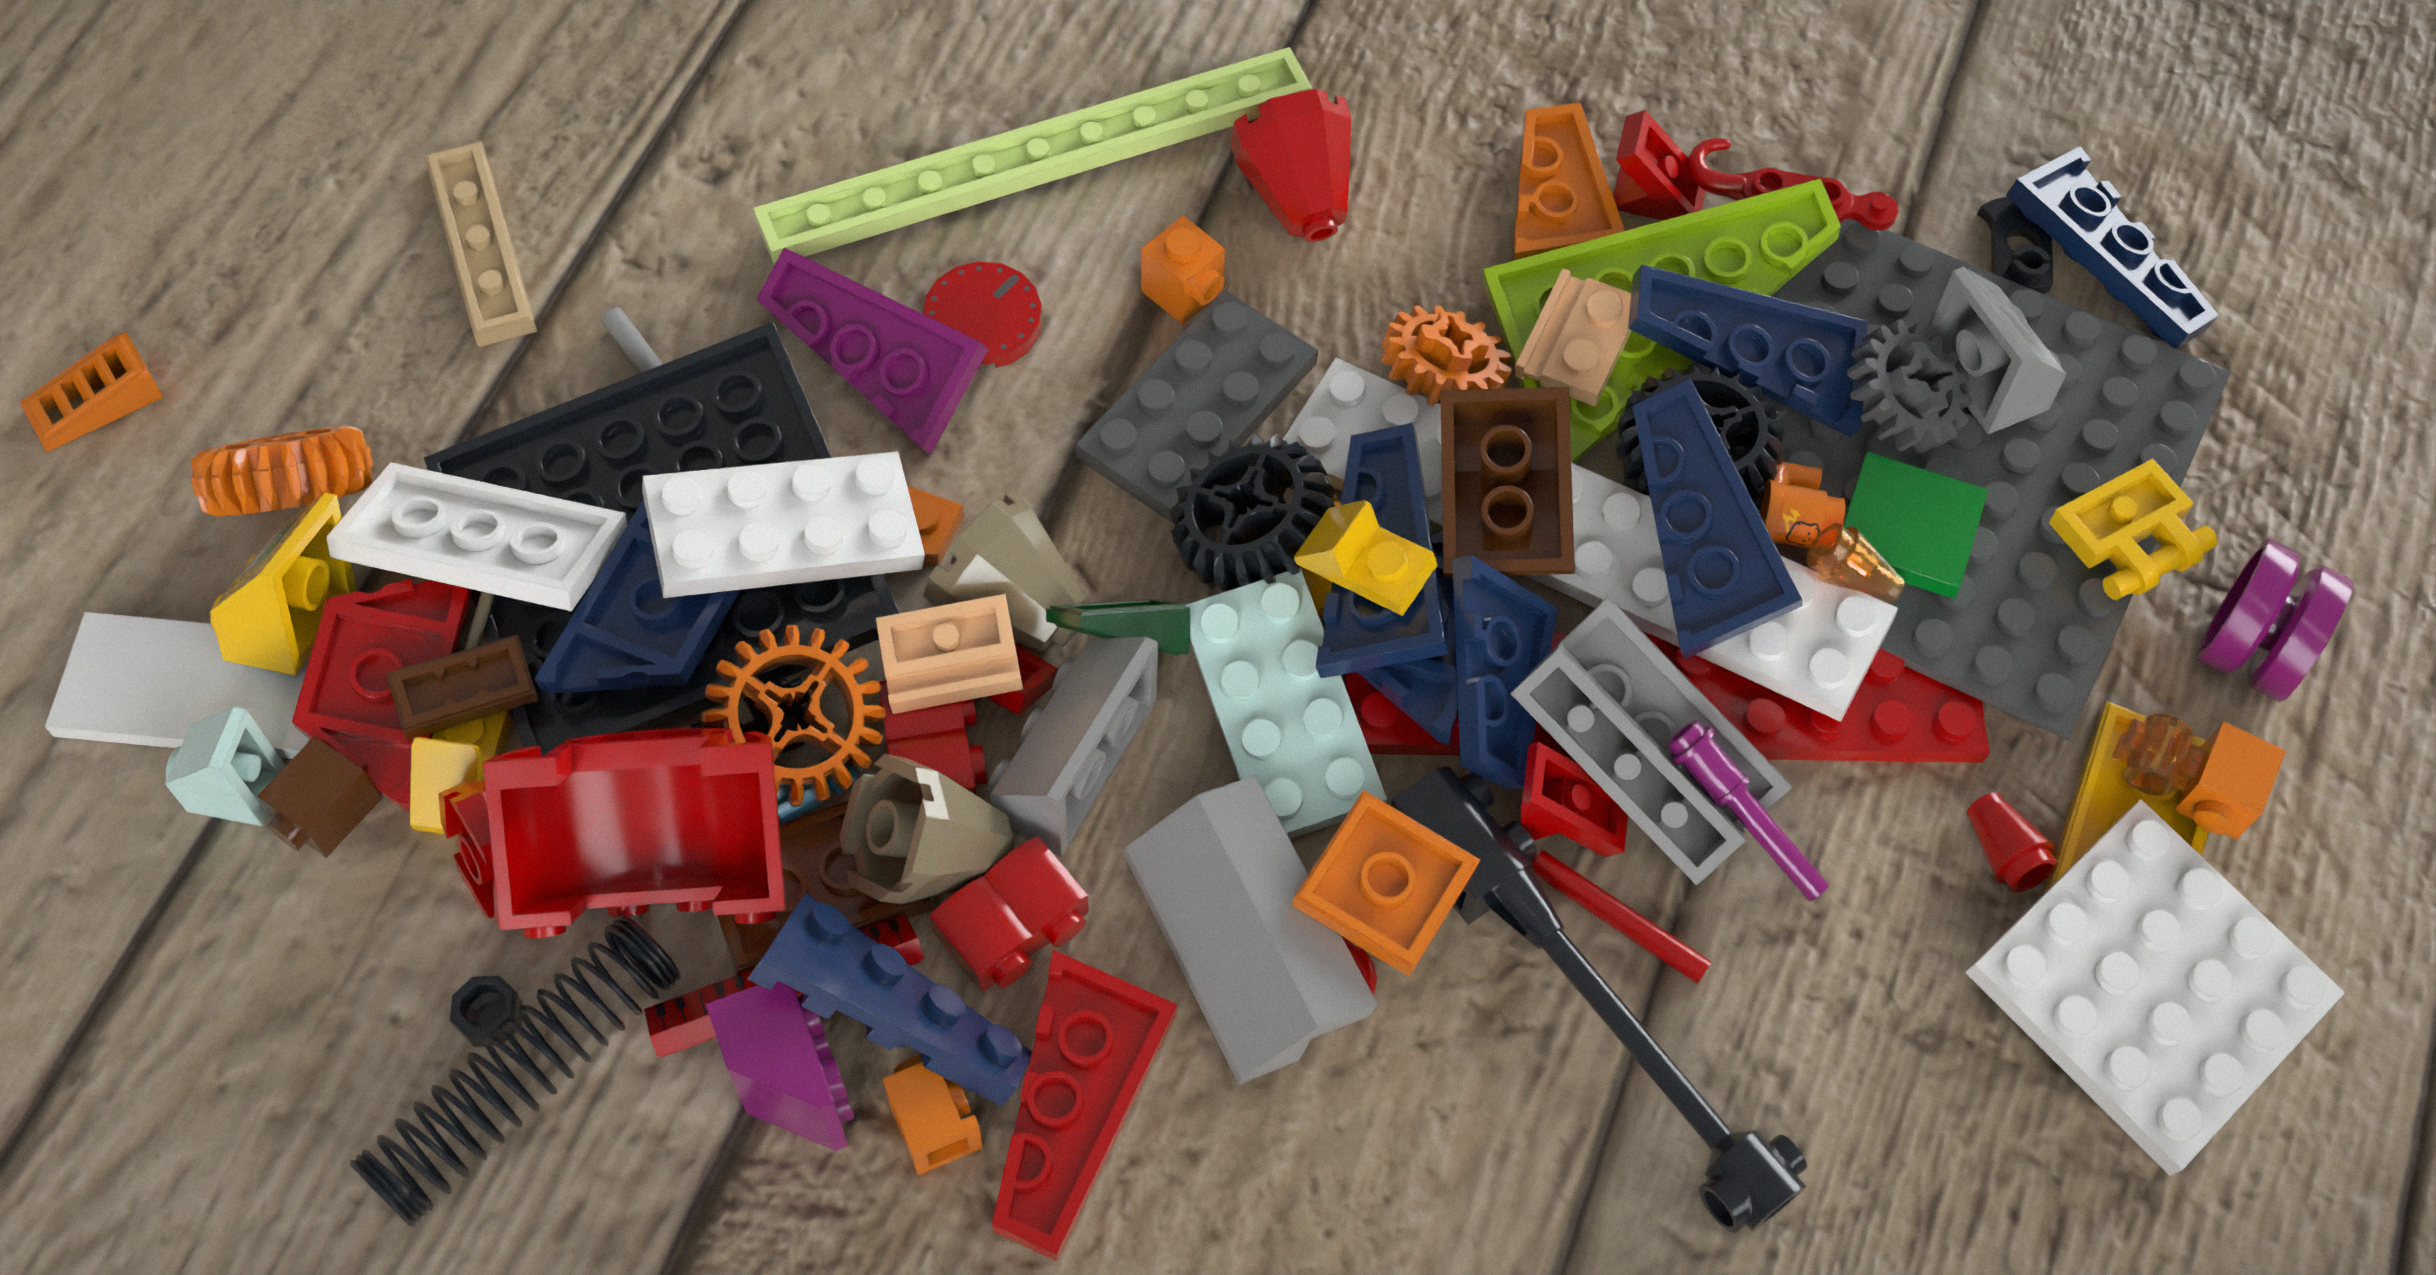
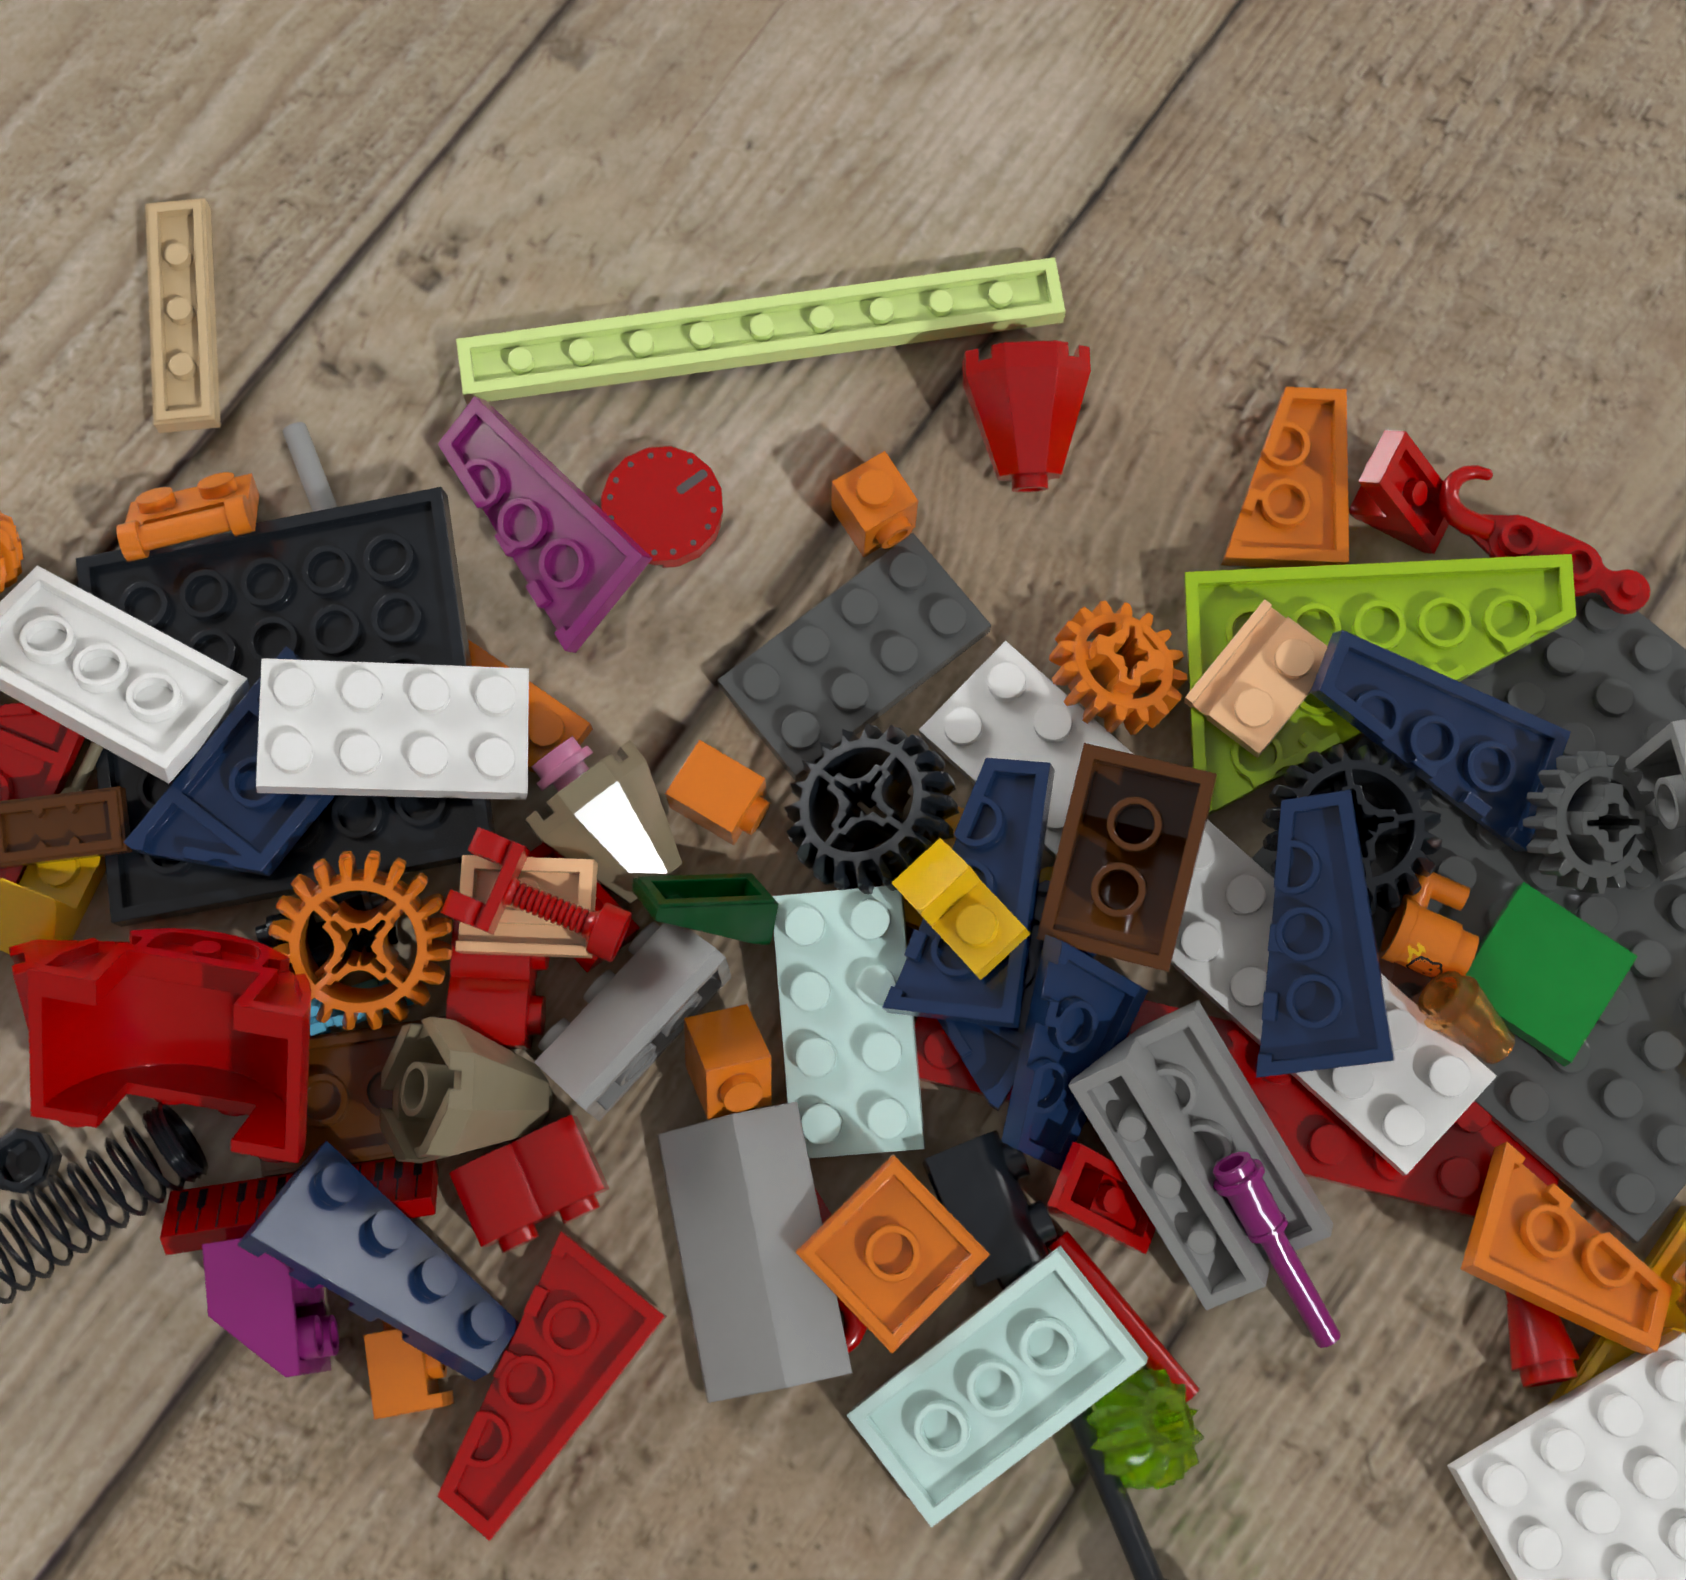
camera: 15 degrees right, 15 degrees up
(553, 383) = (169, 517): none -> orange plate
(915, 599) = (601, 929): none -> red bar
(942, 535) = (562, 765): none -> bright pink plate
(1104, 537) = (719, 793): none -> orange brick
(1176, 756) = (727, 1061): none -> orange brick
(1519, 987) = (997, 1386): none -> light aqua plate
(1673, 995) = (1146, 1431): none -> clear neon green gear
(1989, 758) = (1551, 1256): none -> orange wing

